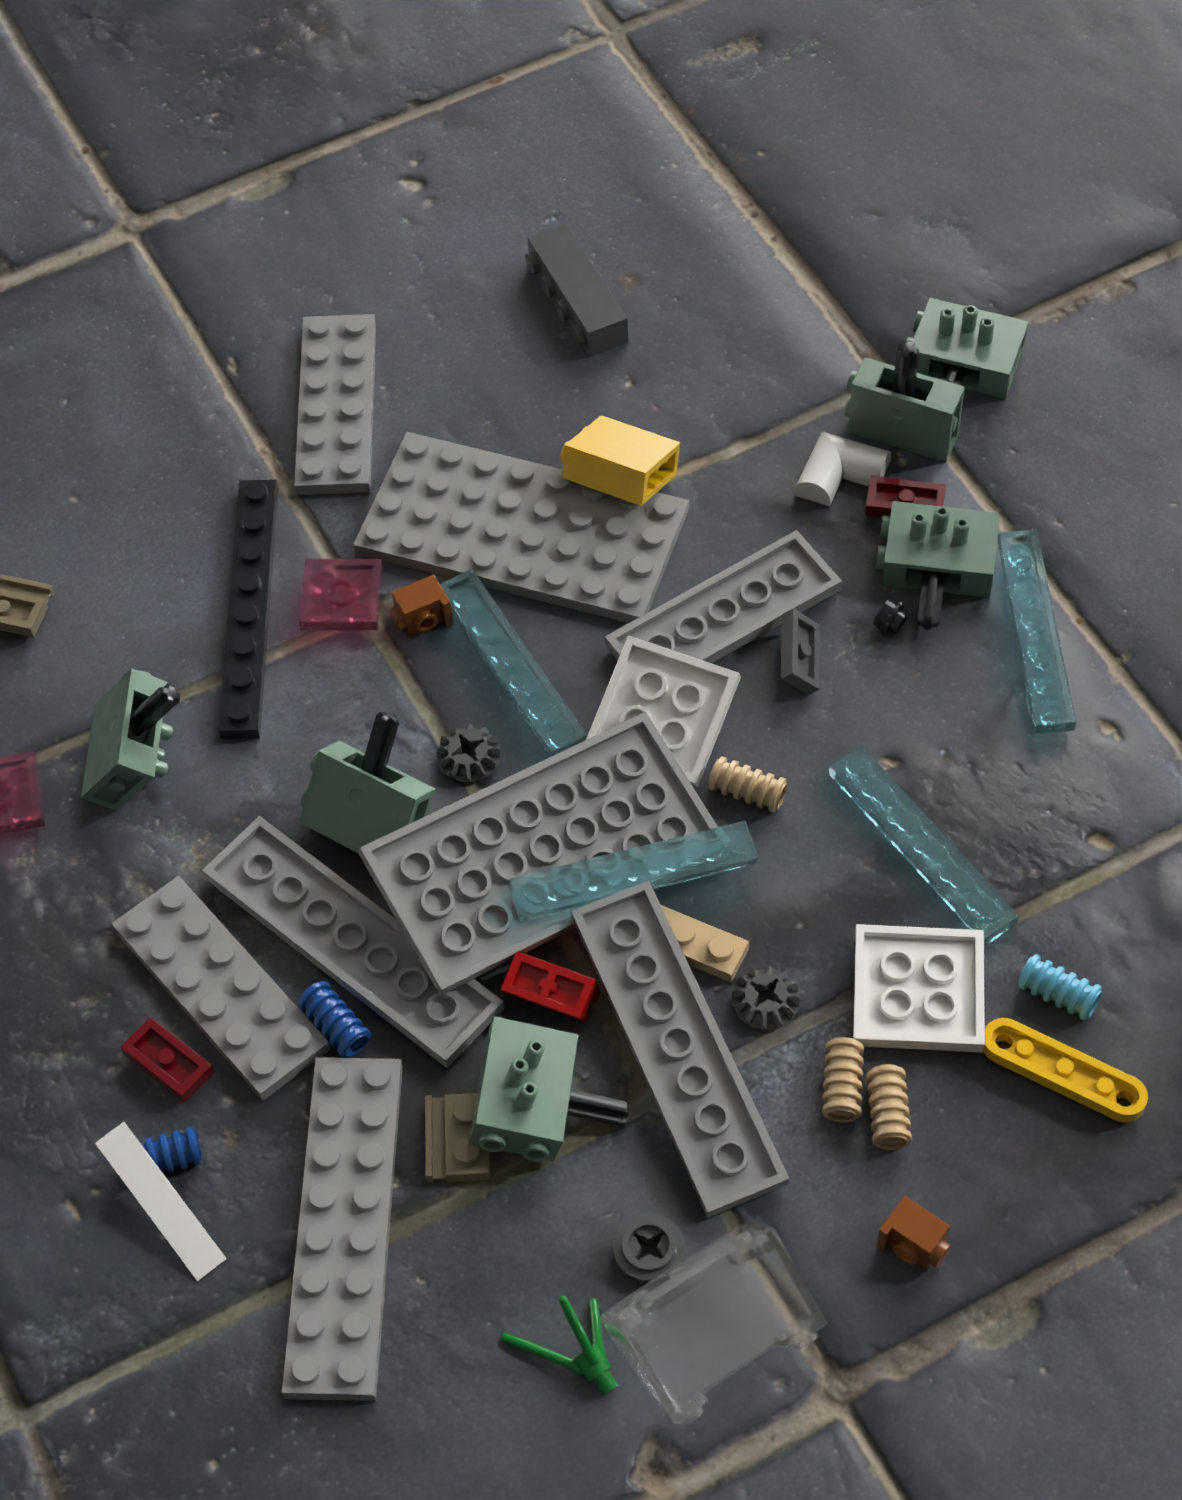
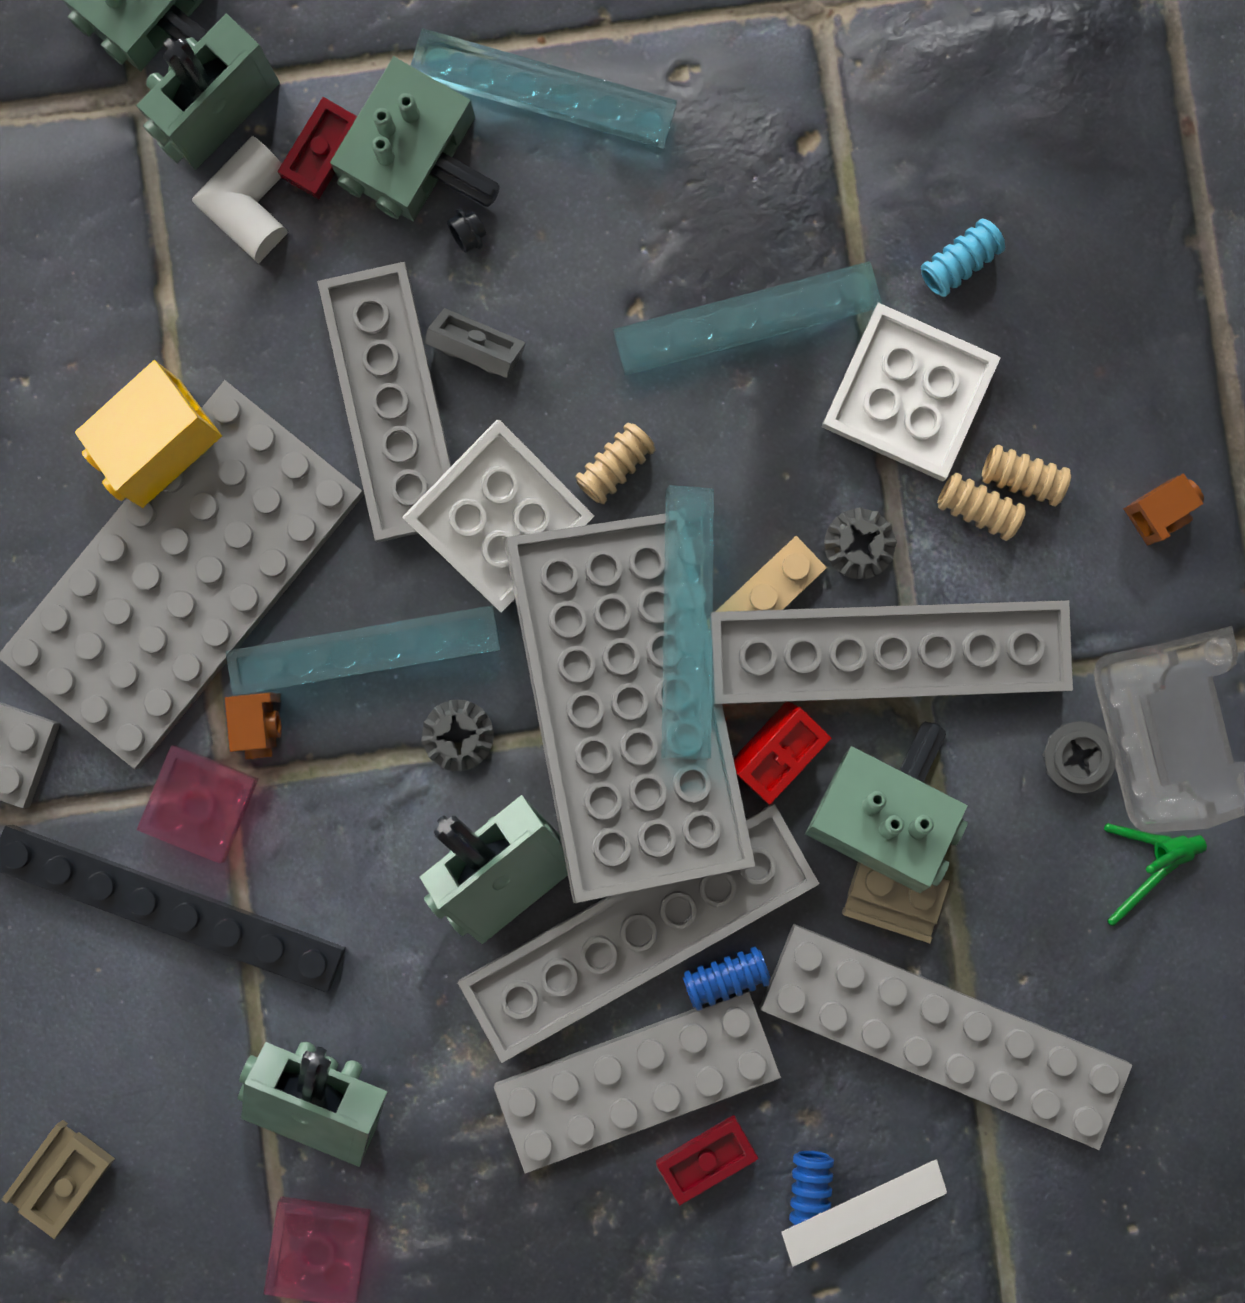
camera: 70 degrees left, 30 degrees up
(1065, 1070) = (1050, 292): yellow plate -> none

